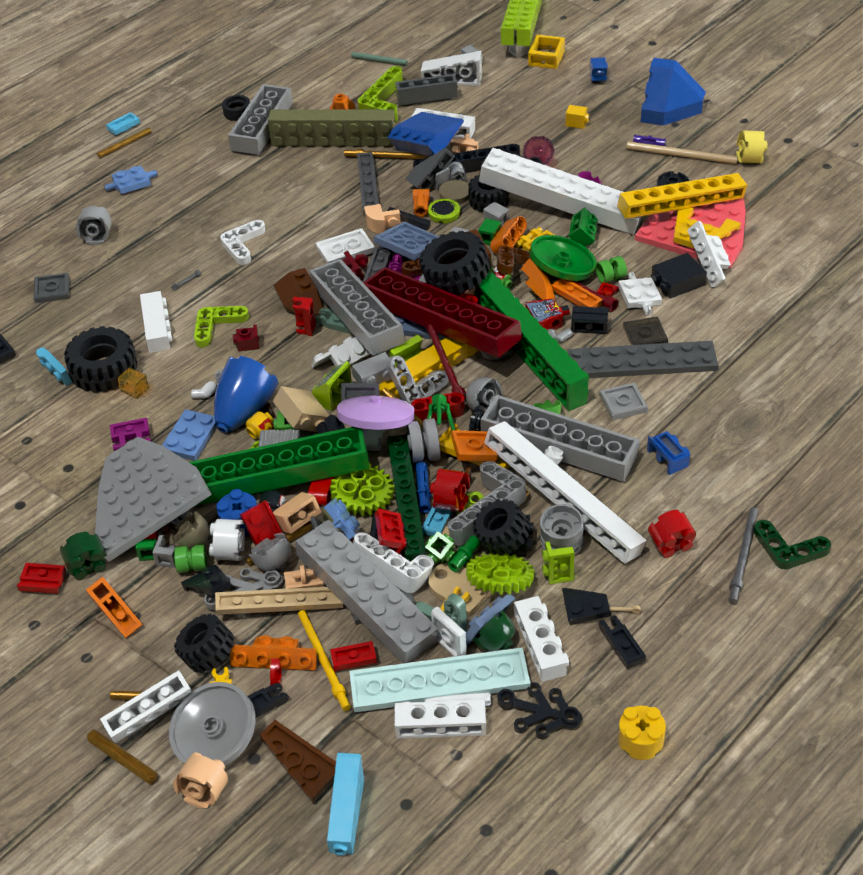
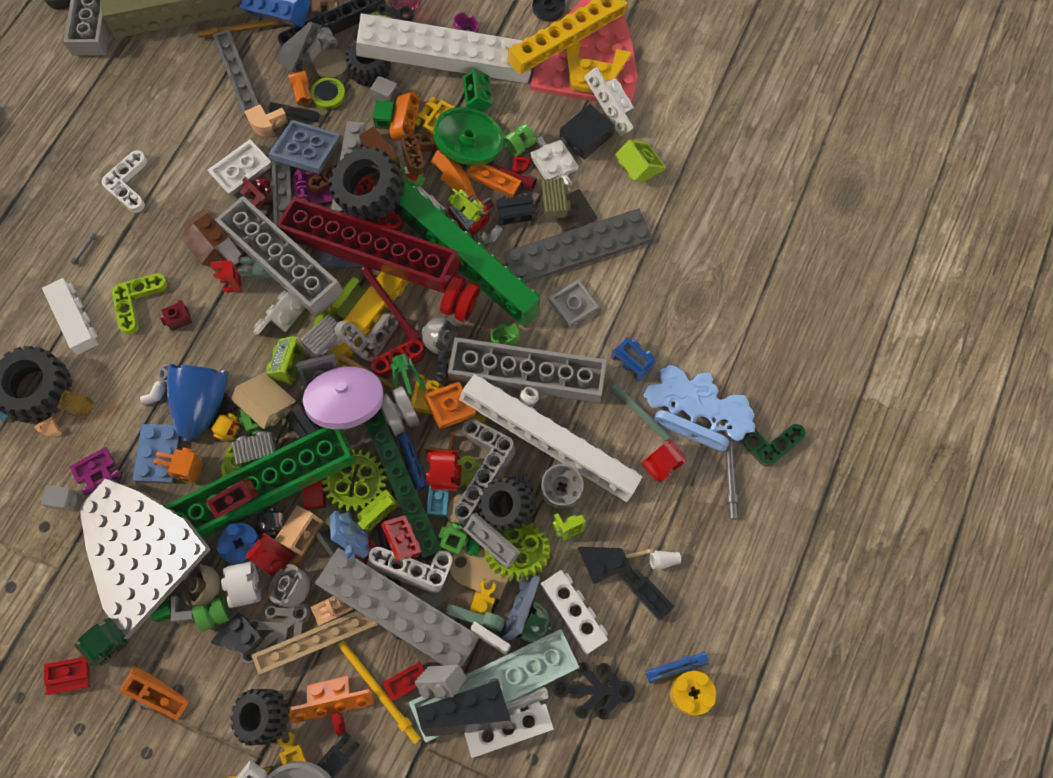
camera: 20 degrees left, 25 degrees up
(90, 446) = (59, 498): none -> light grey brick
(102, 397) = (48, 428): none -> light nougat tile
(209, 439) = (183, 465): none -> orange brick
(246, 458) = (232, 498): none -> dark red brick
(366, 512) = (377, 510): none -> lime bracket
(387, 652) = (441, 681): none -> light grey brick
(401, 682) = (466, 712): none -> black wedge
(476, 551) = (491, 540): none -> light grey tile
(512, 369) = (460, 298): none -> red wheel
(546, 306) = (472, 209): none -> lime hinge
(617, 709) = (700, 660): none -> blue pin
(630, 314) = (554, 198): none -> olive brick
(648, 617) = (663, 559): none -> white cone
(657, 490) = (640, 412): none -> sand green bar
(723, 496) = (699, 399): none -> light blue plant
(724, 305) = (640, 160): none -> lime slope

